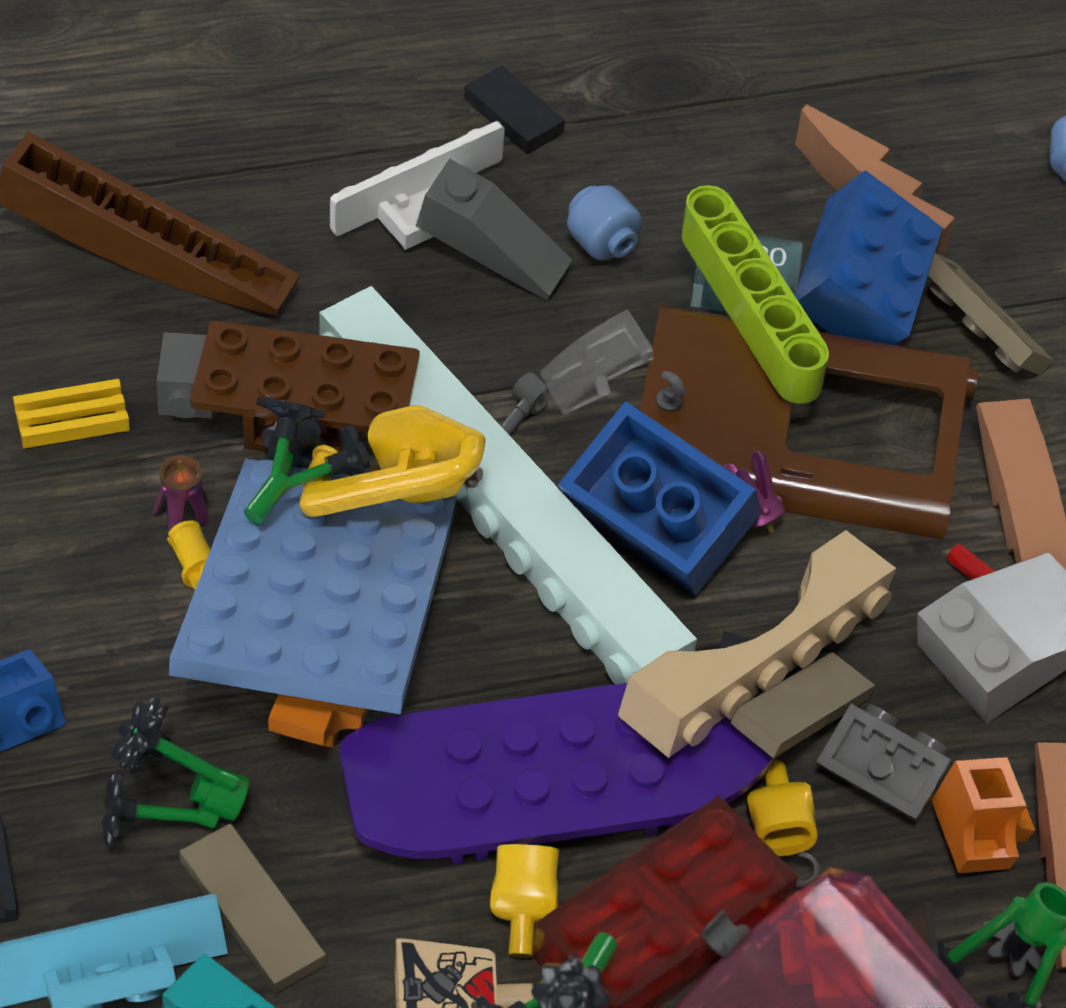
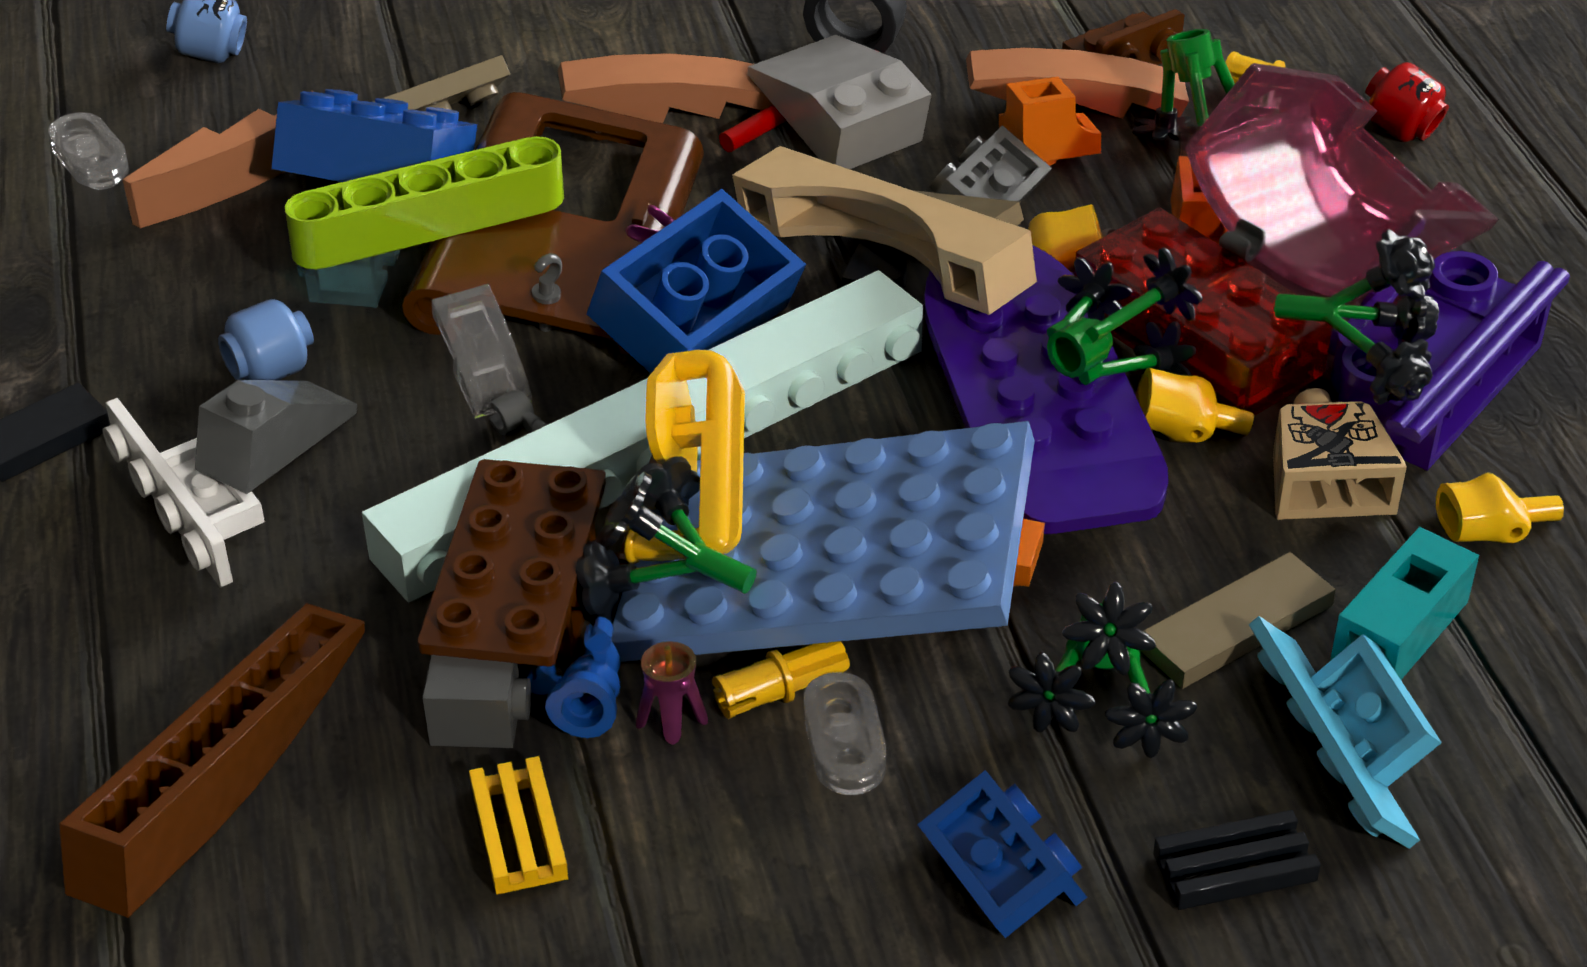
camera: 85 degrees left, 10 degrees down
(133, 608) = (851, 745): none -> clear plate
(203, 443) = (587, 693): none -> blue piece
(545, 772) = (1082, 344): none -> plant
(885, 91) = (89, 150): none -> clear plate

